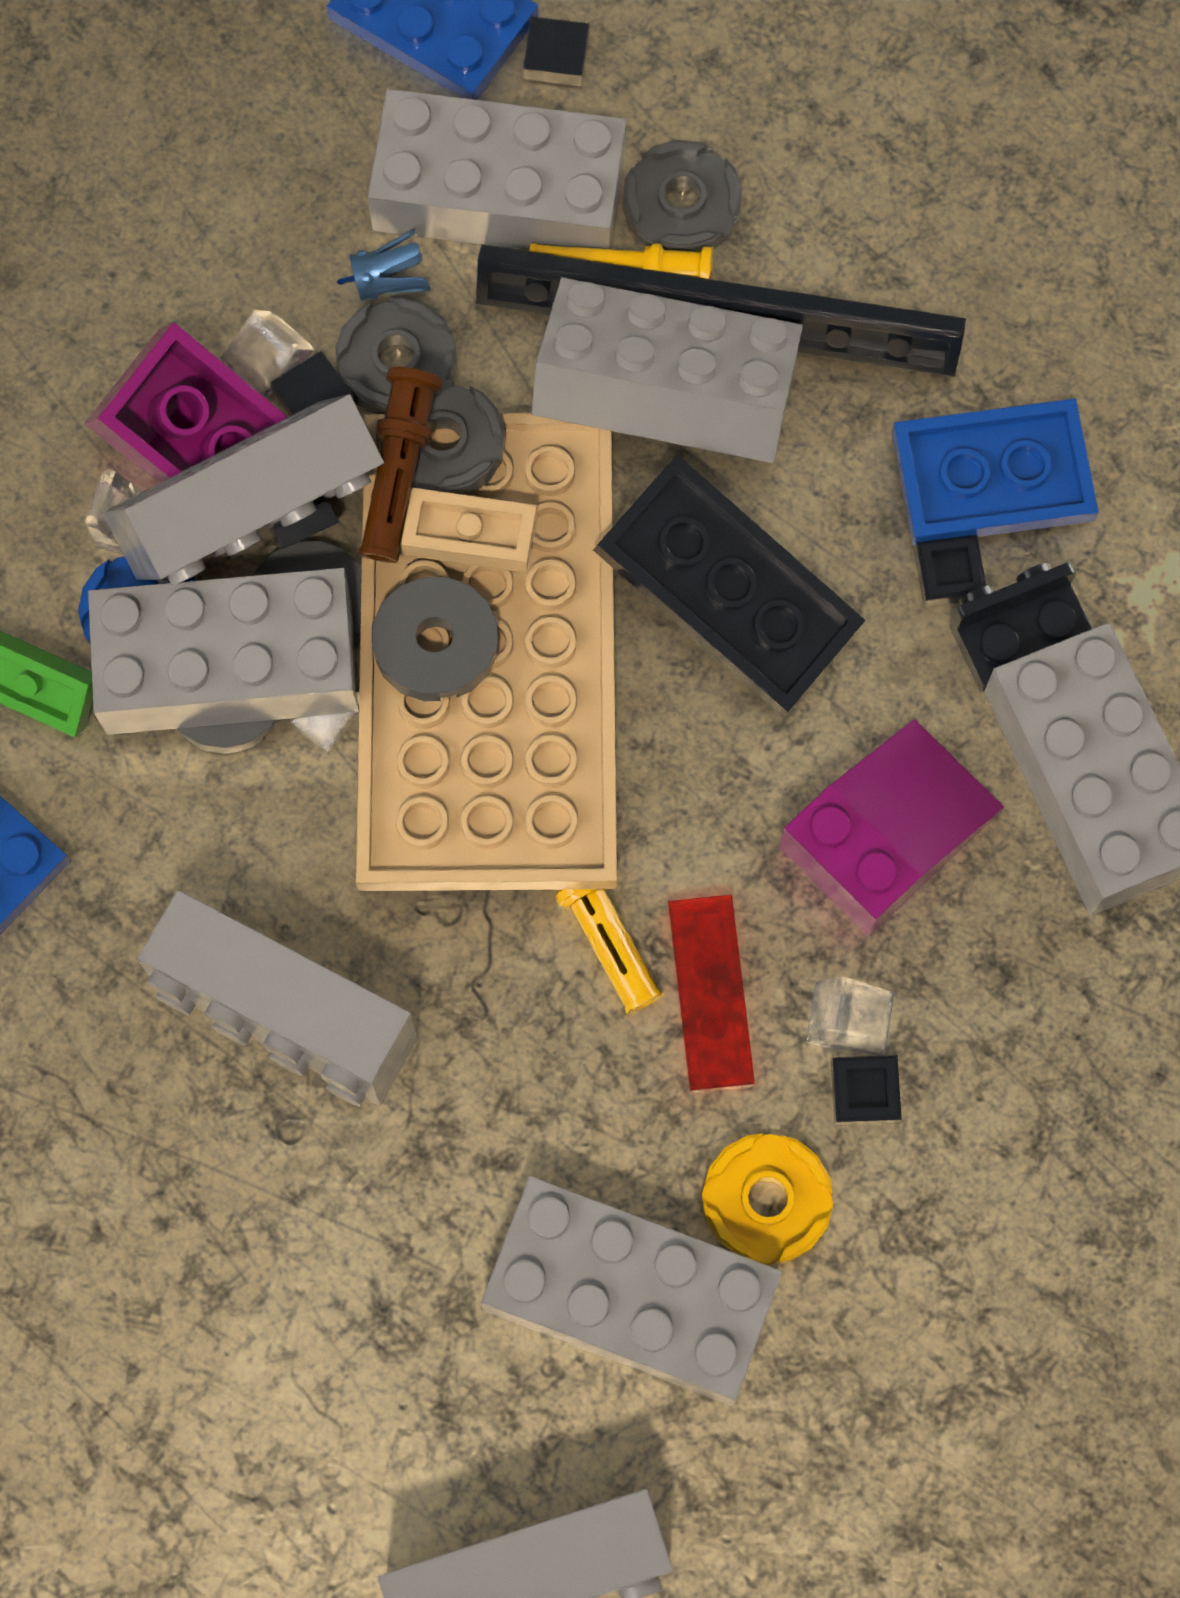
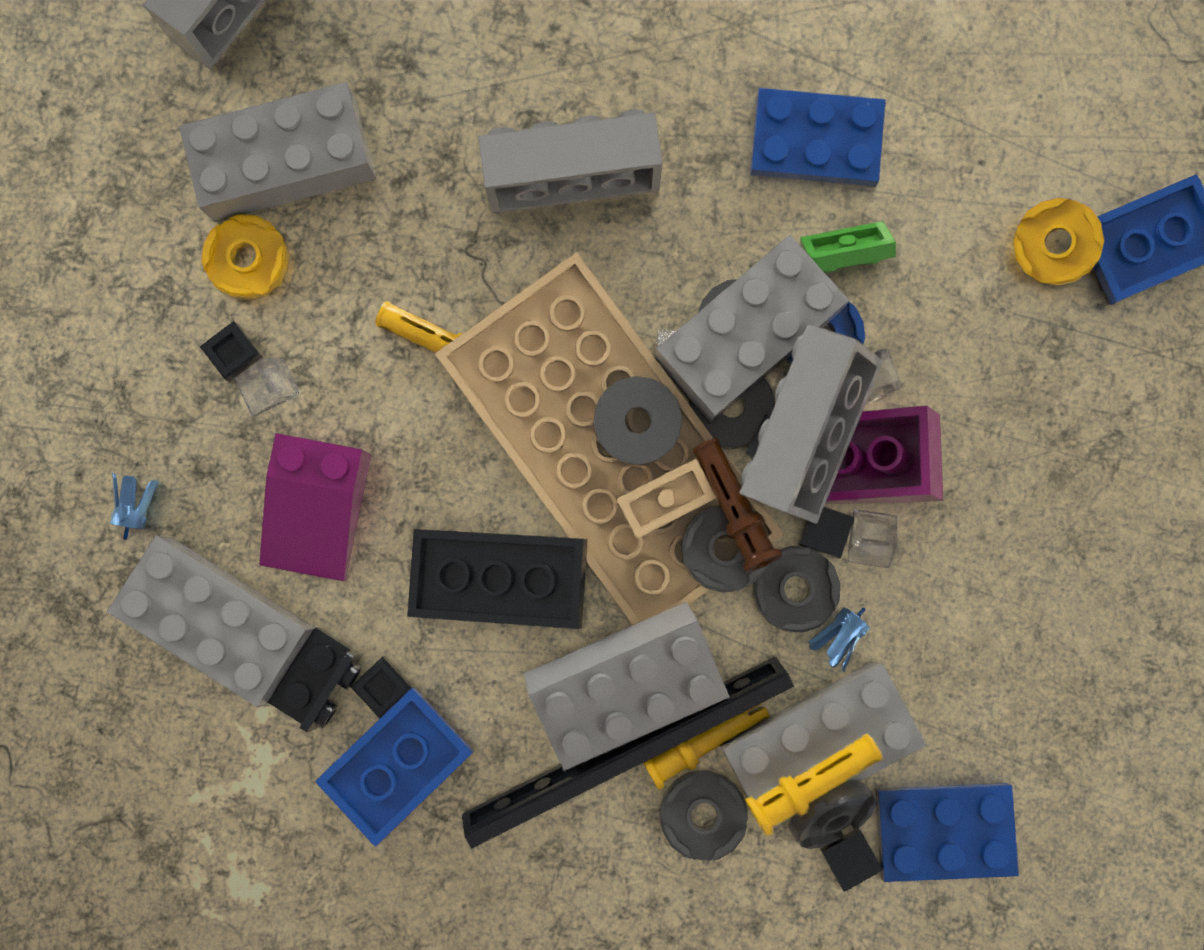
camera: 150 degrees right, 10 degrees up
(464, 116) = (795, 794): none -> yellow pin
(542, 94) = (832, 812): none -> dark grey tile
(710, 994) = (350, 343): clear red tile -> none
(1112, 980) = (124, 510): none -> flat silver piece

